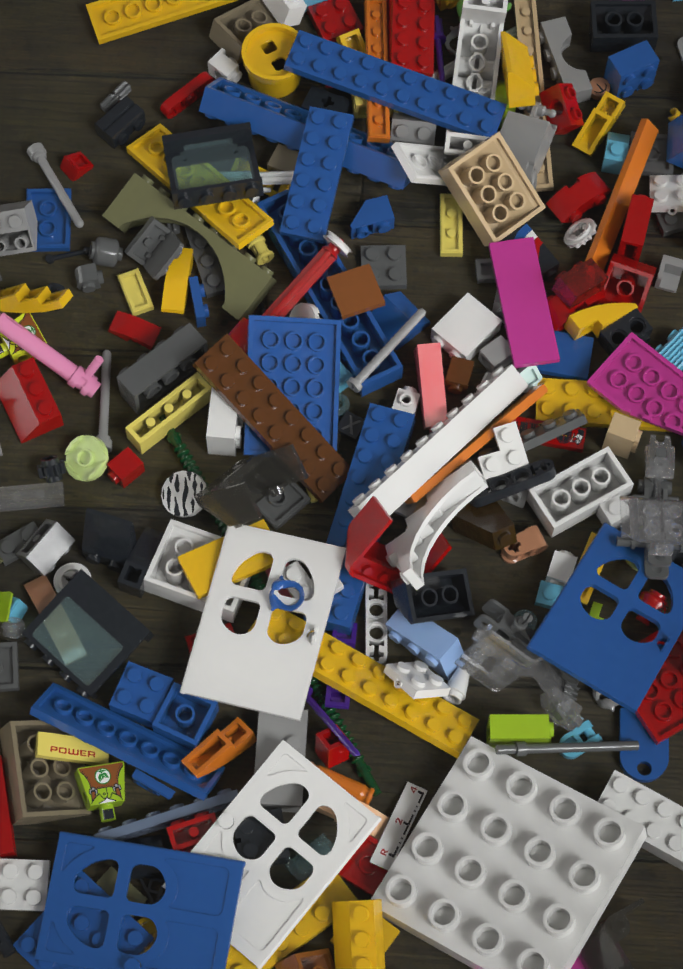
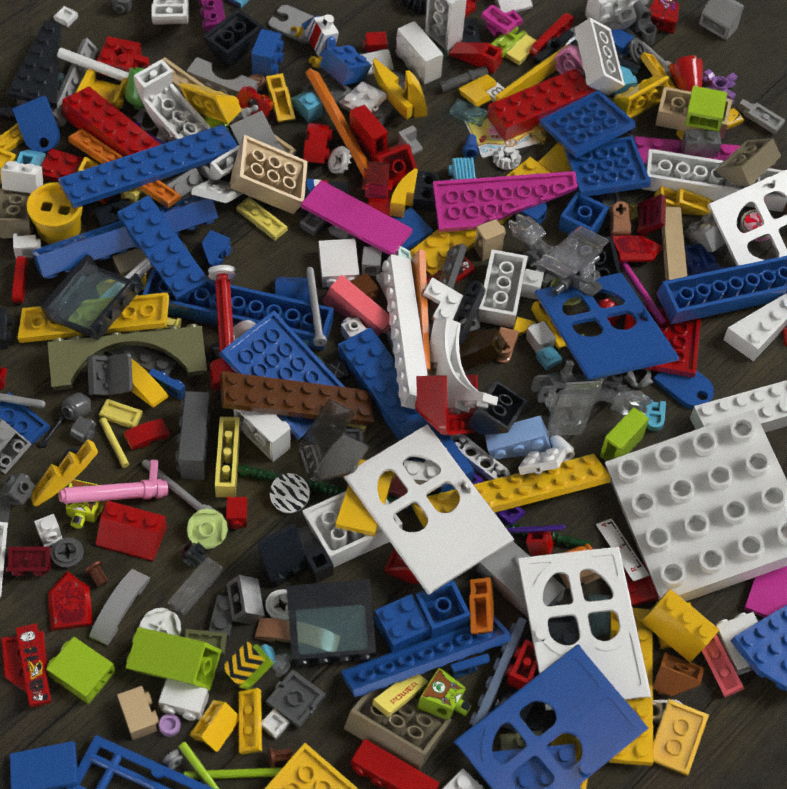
camera: 50 degrees left, 10 degrees down
(103, 310) = (114, 443): none -> light yellow bar
(282, 584) = (425, 490): blue piece -> none
(355, 291) = (259, 291): dark orange tile -> none
(387, 264) = (253, 271): dark grey plate -> none
(522, 748) = (640, 439): dark grey bar -> none
(560, 542) = (522, 325): none -> yellow tile

